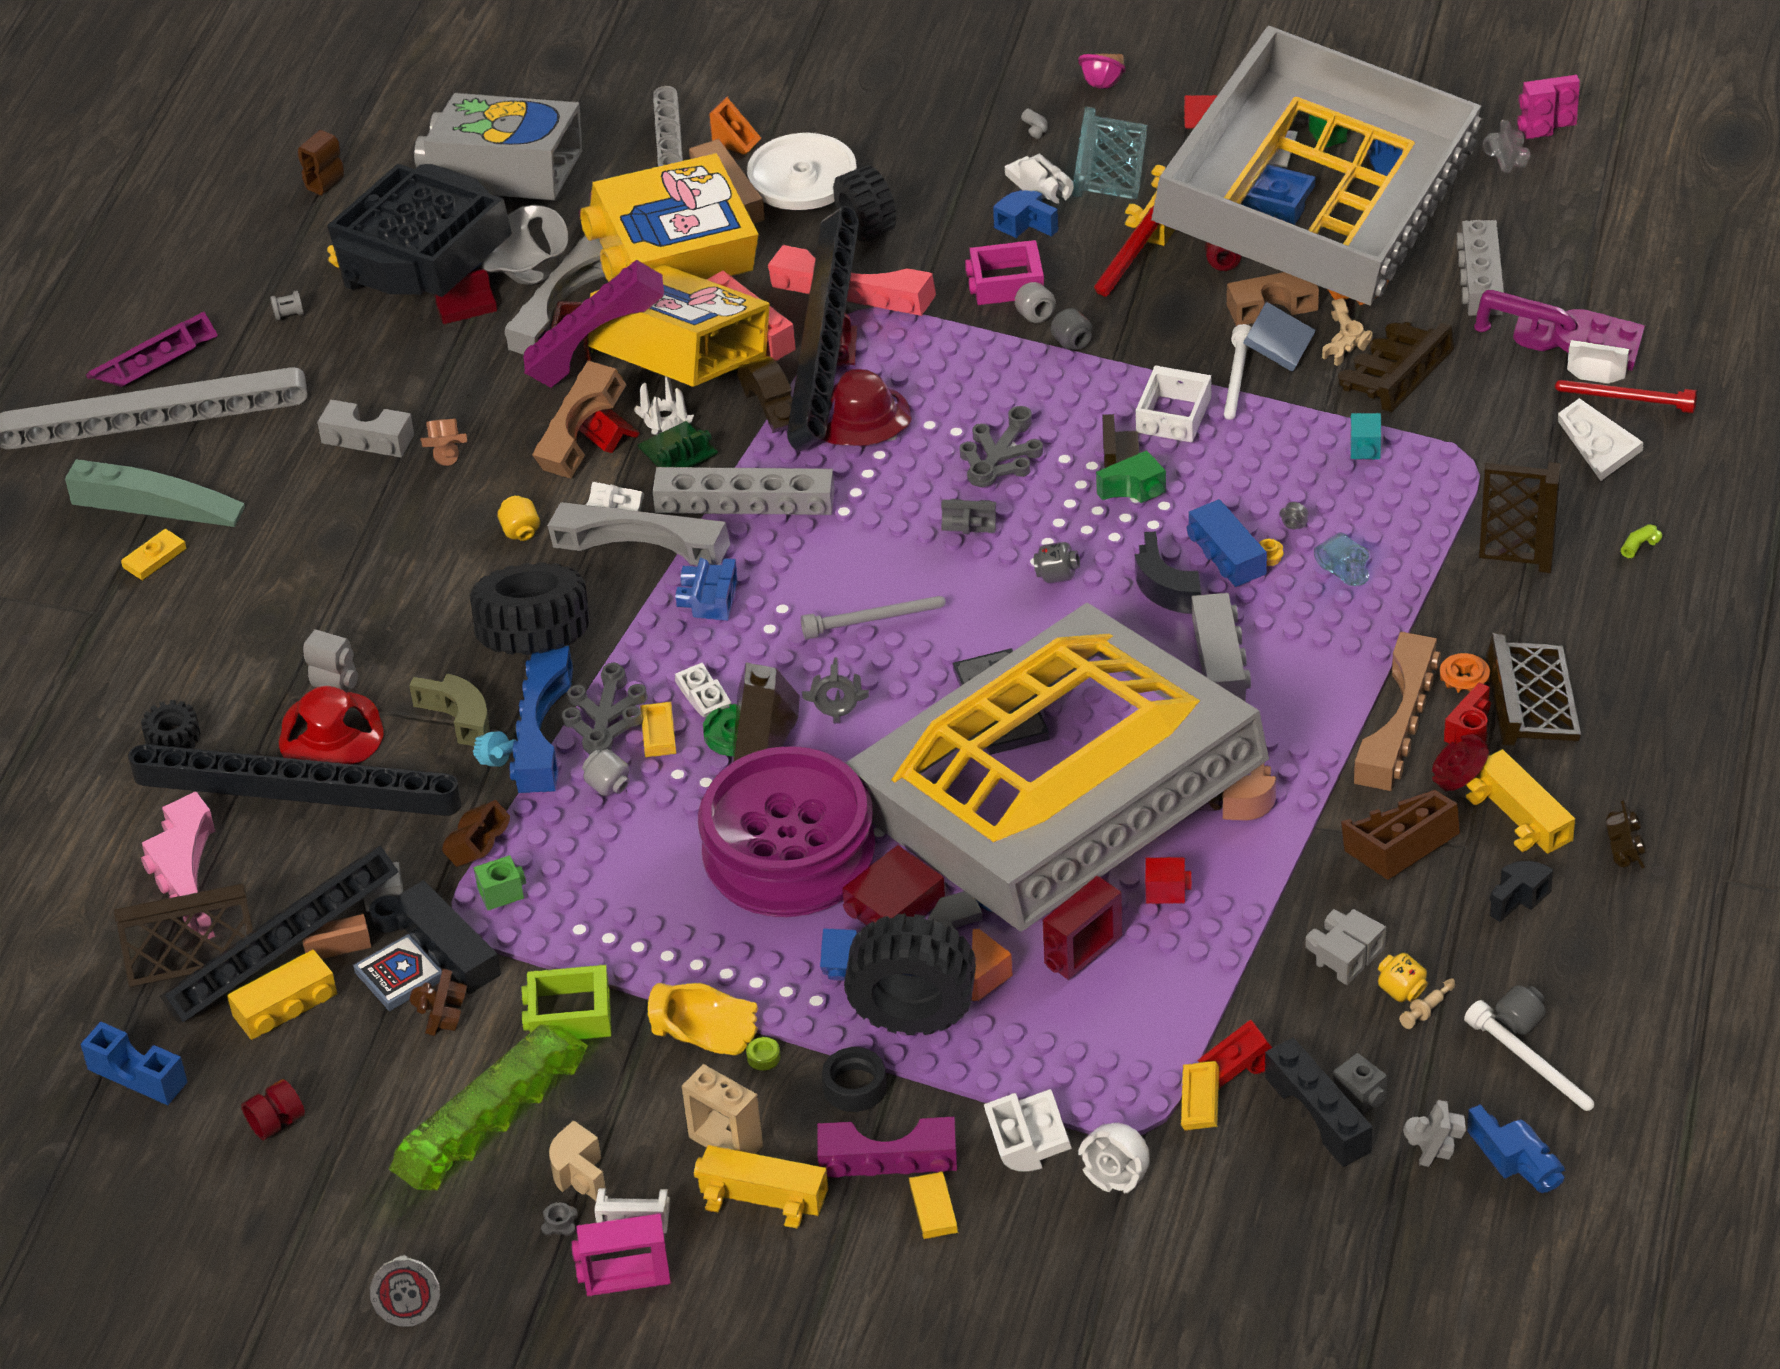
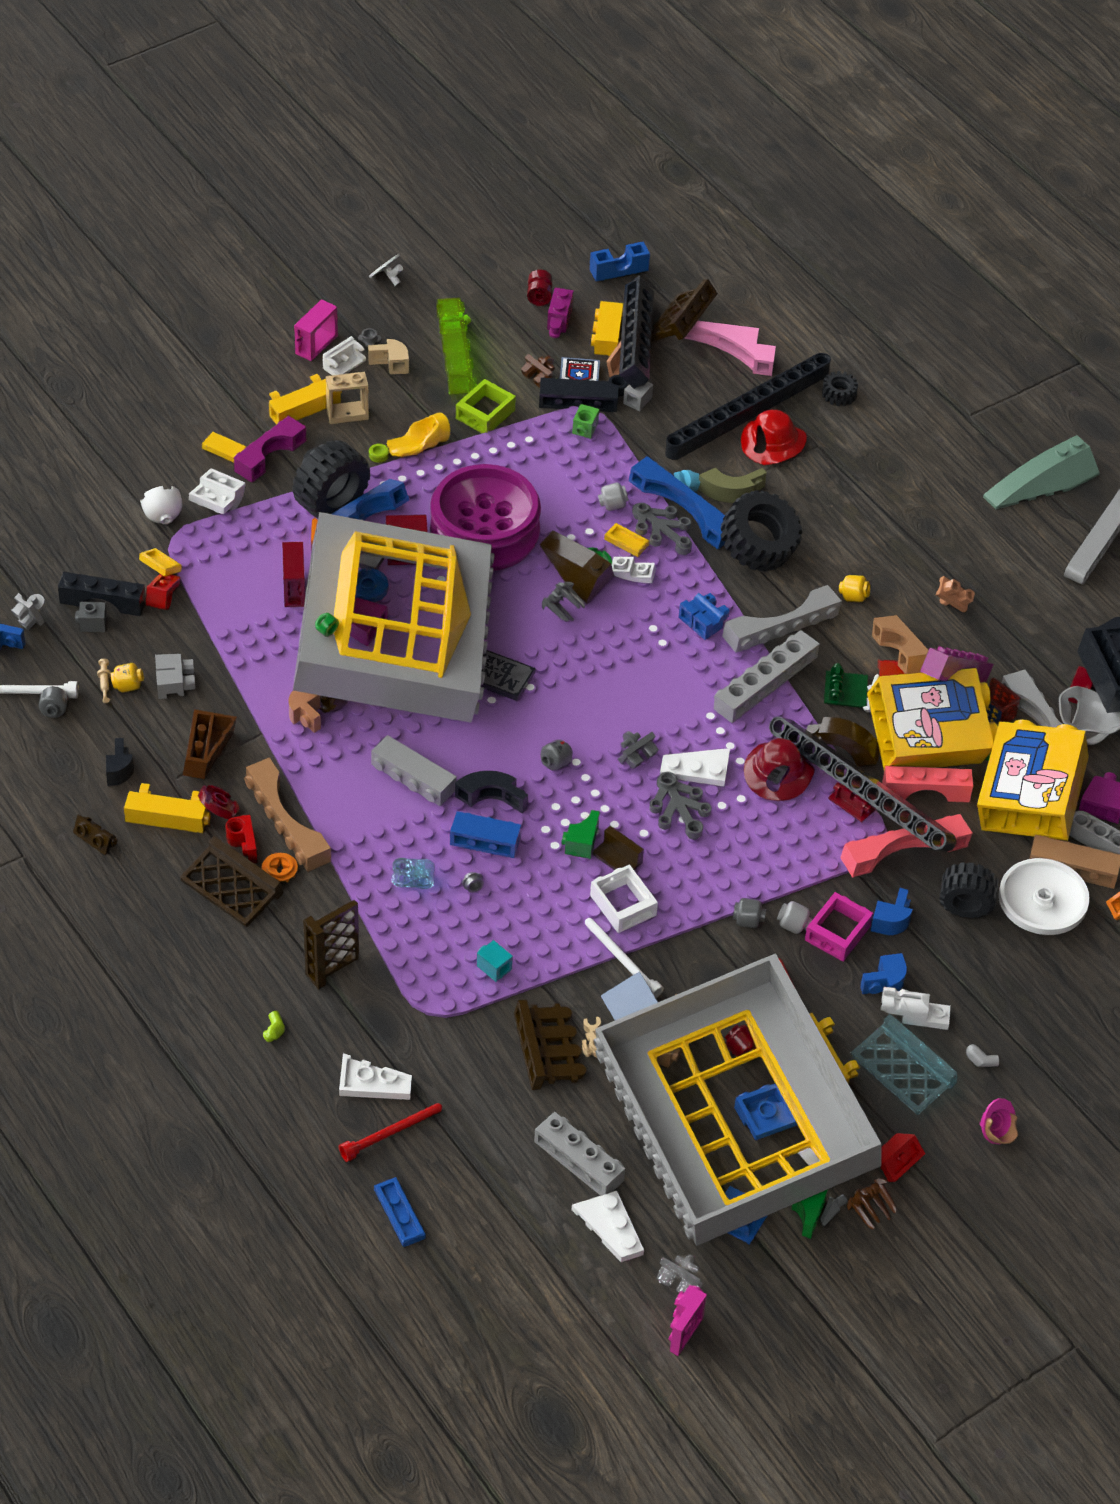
camera: 125 degrees right, 5 degrees up
(153, 554) = (990, 454): yellow plate -> none
(305, 1055) = (559, 311): none -> magenta brick
(330, 661) = (813, 451): light grey brick -> none
(385, 435) = (990, 582): light grey arch -> none
(476, 833) = (630, 436): reddish brown brick -> none
(615, 497) = (820, 624): white hips -> none
(815, 625) = (628, 636): light grey piece -> none
(930, 467) = (699, 766): none -> white wing
(944, 246) = (892, 918): none -> blue brick
(1166, 880) = (288, 634): red brick -> none
(1183, 718) = (328, 625): none -> green tile
(1274, 551) = (460, 852): yellow plate -> none
(1518, 216) = (612, 1224): none -> white wing
(1548, 326) = (451, 1160): magenta plate -> none
(1597, 362) = (431, 1131): white slope -> none
(1692, 337) = (399, 1212): none -> blue tile

